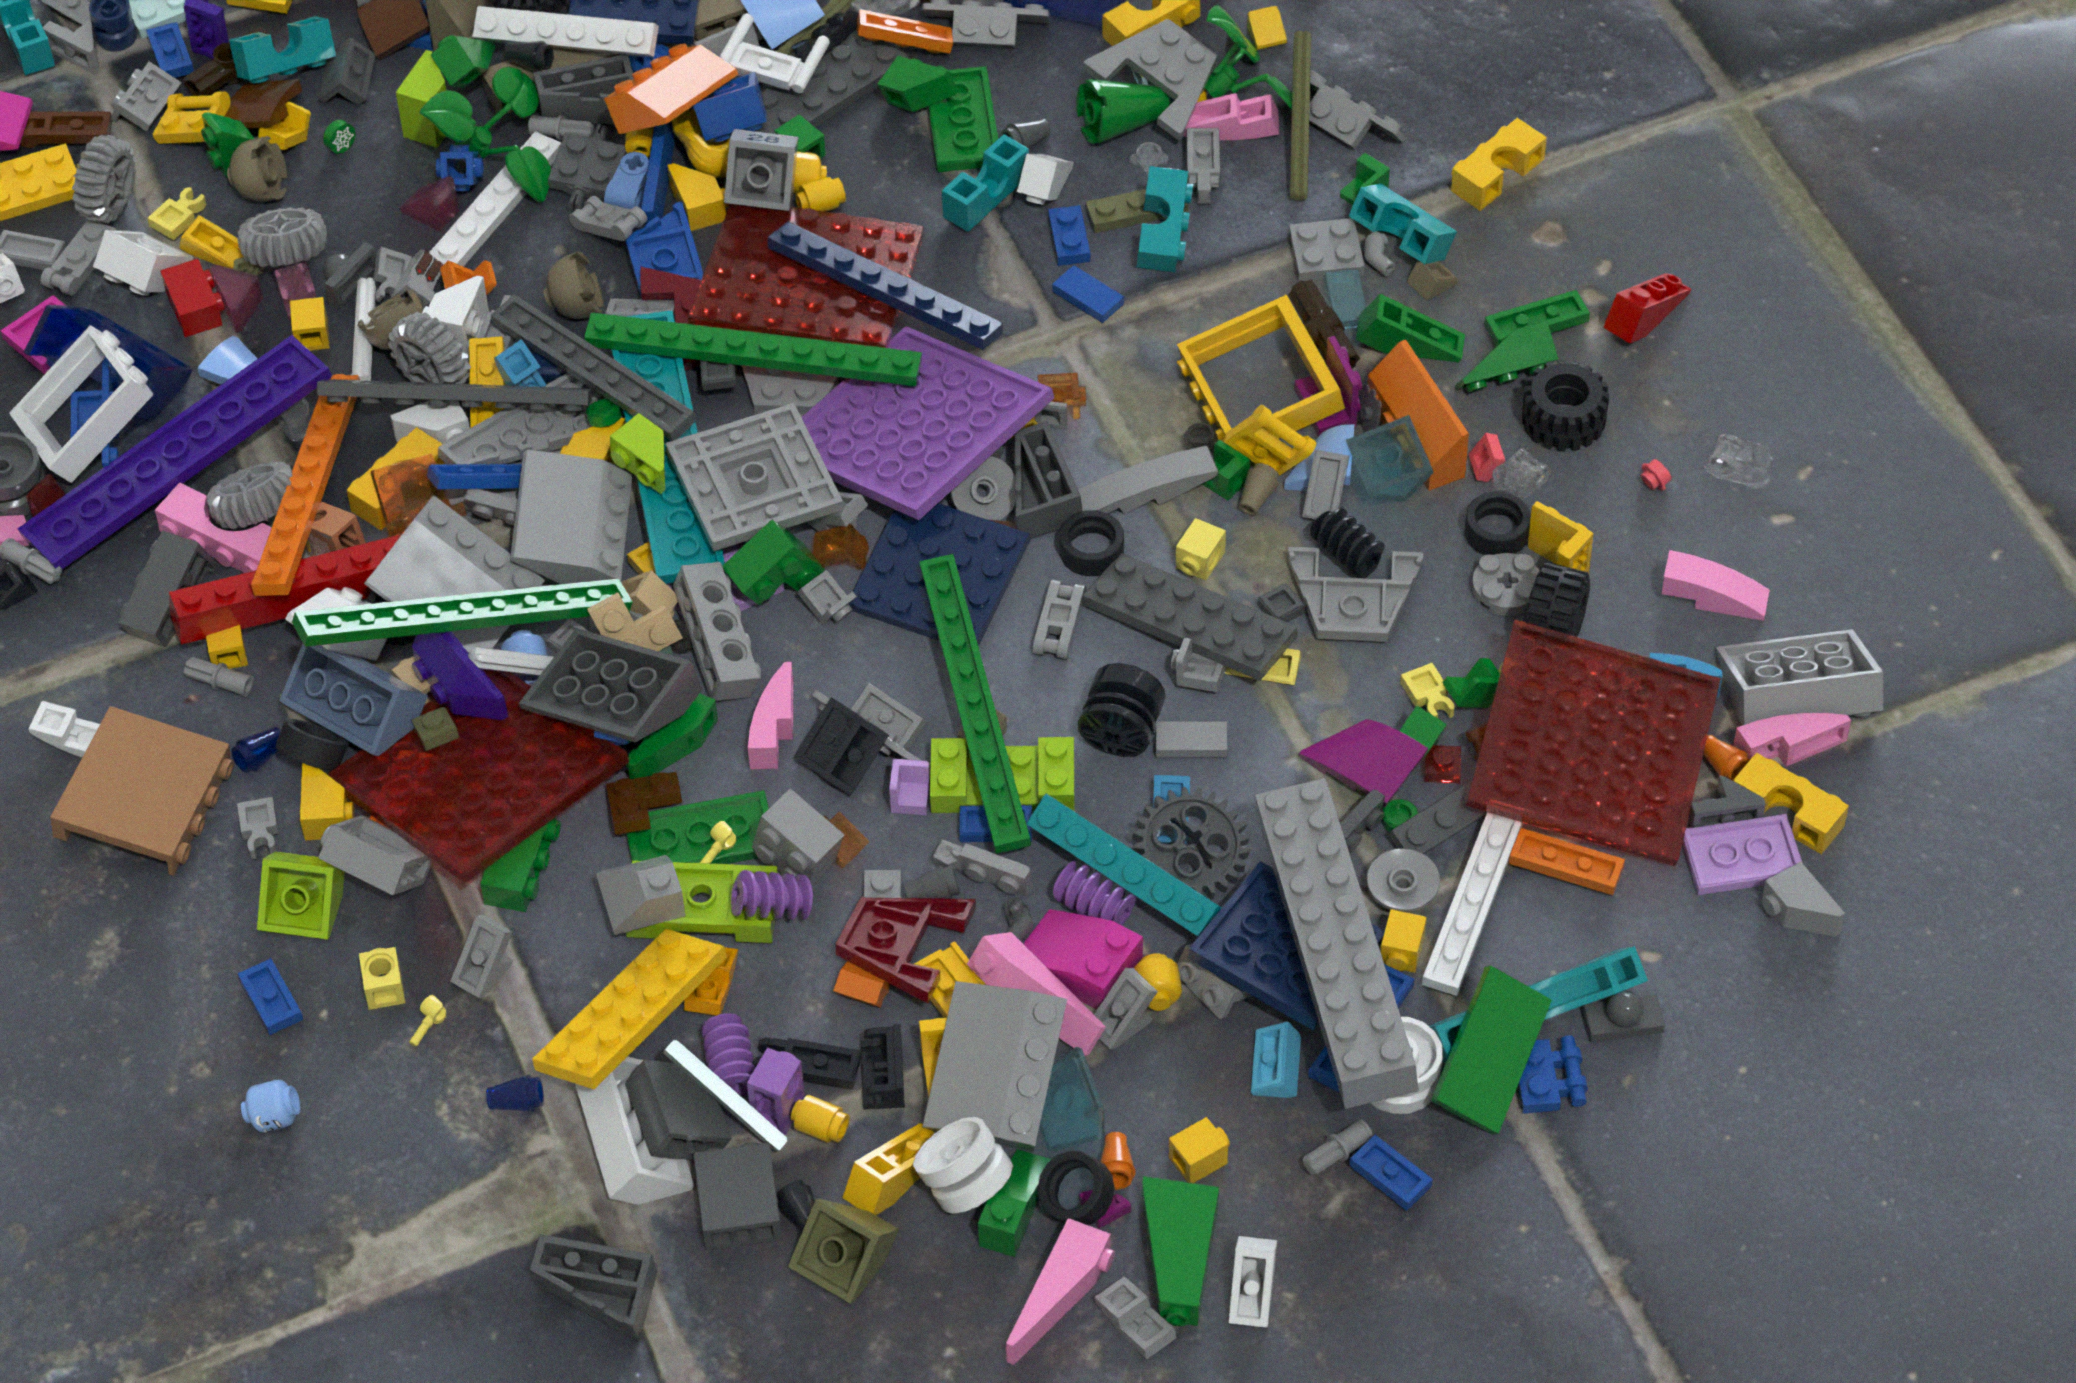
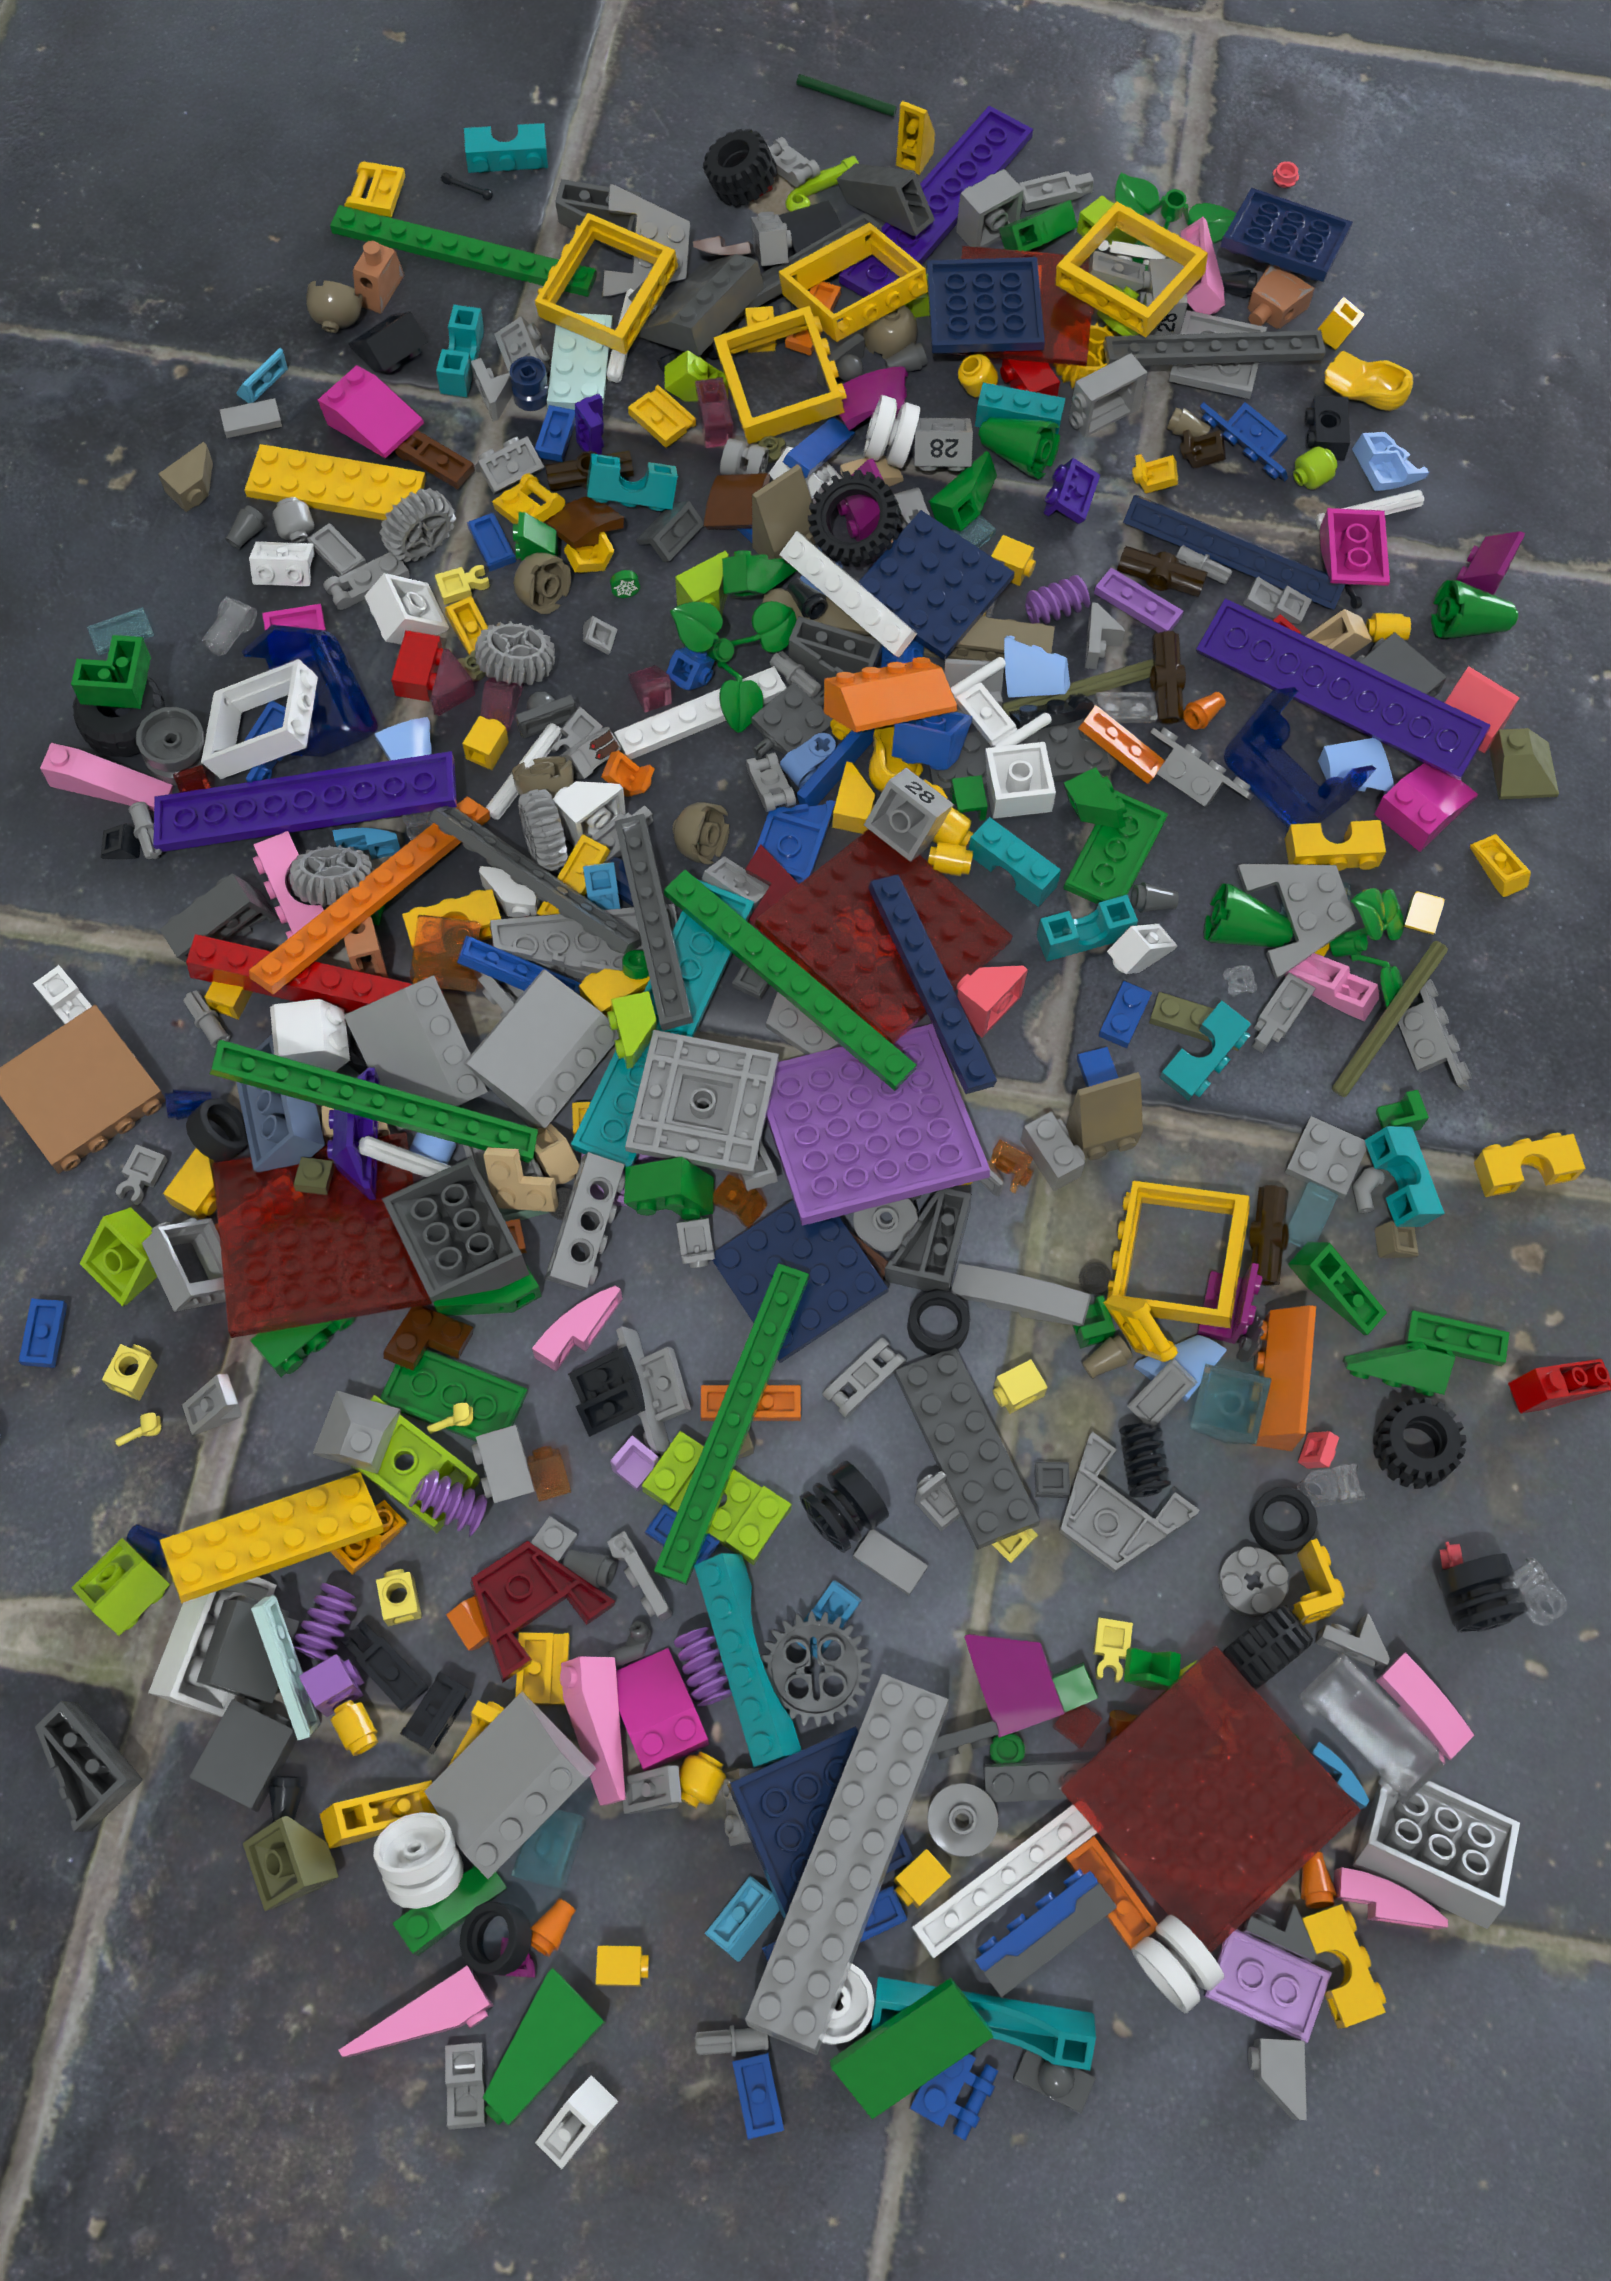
camera: 30 degrees right, 15 degrees up
(177, 168) = (491, 542): none -> blue tile
(272, 448) = (377, 841): none -> dark azure slope
(345, 189) = (599, 634): none -> light grey slope
(513, 1139) = (121, 1587): none -> lime slope
(782, 1016) = (400, 1612): none -> light yellow brick
(837, 102) = (1019, 780): none -> white slope
(903, 165) = (1032, 872): none -> teal arch
(942, 264) = (990, 994): none -> coral slope
(1003, 677) = (776, 1404): none -> orange plate
(1098, 364) = (1053, 1151): none -> light grey brick
(1117, 306) = (1107, 1116): none -> dark tan slope
(1536, 910) = (1045, 1933): none -> piece
(1629, 576) = (1363, 1646): none -> light grey slope
(1659, 867) = (1178, 1963): none -> white wheel
(1680, 617) = (1374, 1726): none -> clear windscreen
(1697, 477) = (1482, 1594): none -> black wheel

